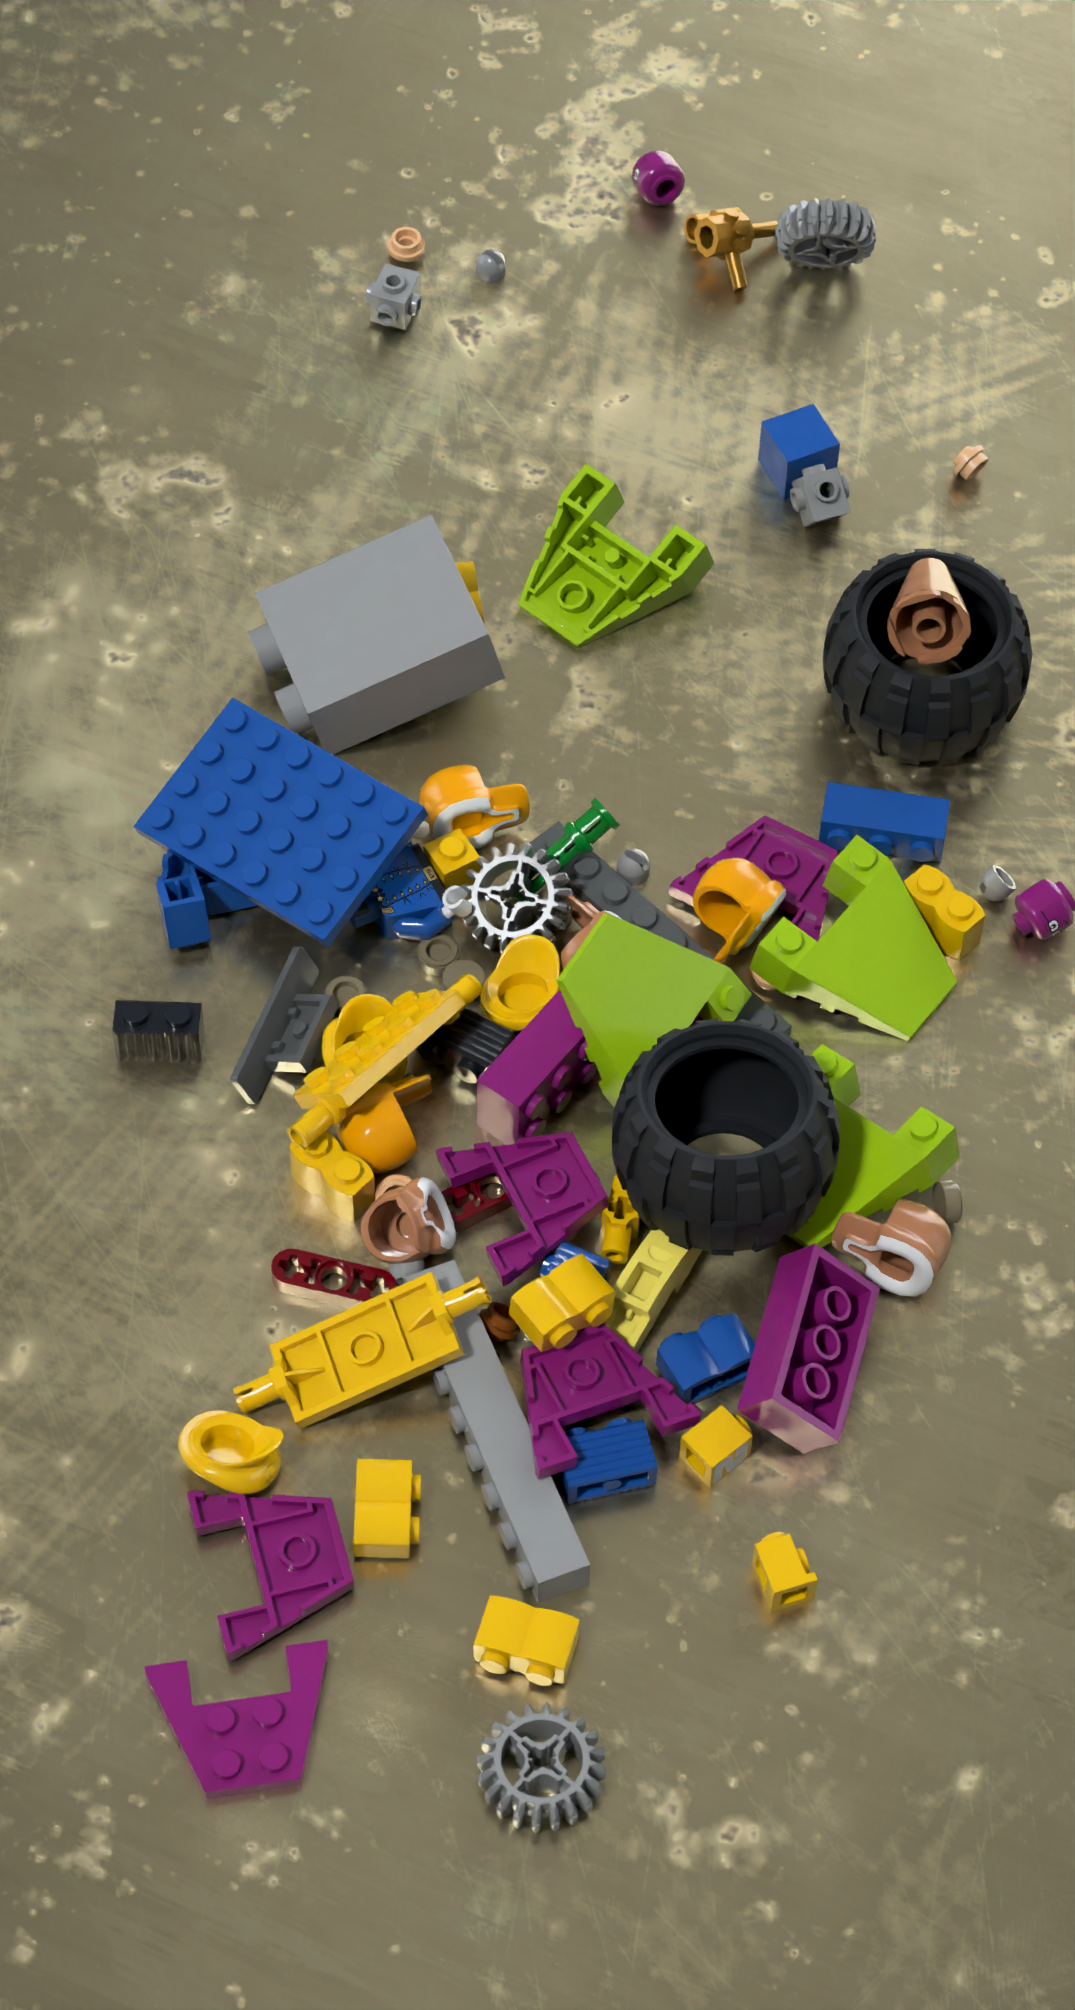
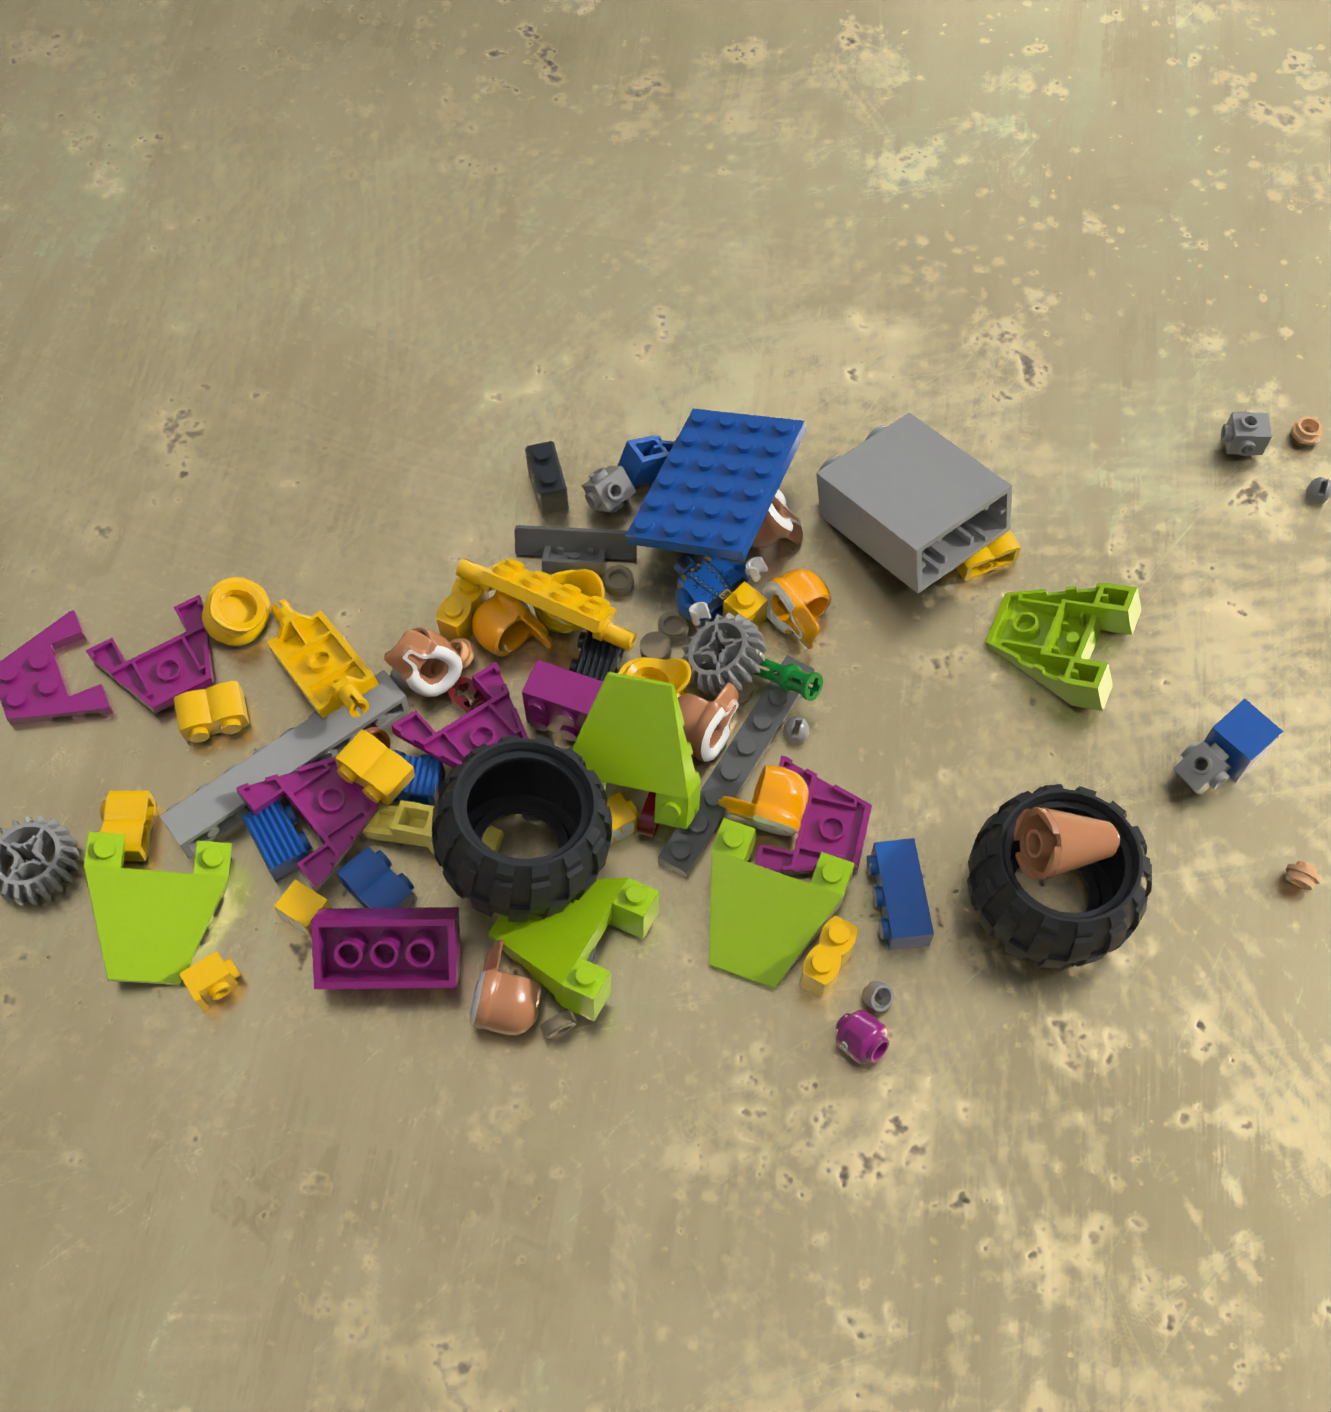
camera: 75 degrees right, 5 degrees up
(208, 962) = (608, 489): none -> light grey brick
(325, 1265) = (379, 625): dark red beam -> none
(681, 1616) = (152, 918): none -> lime wedge

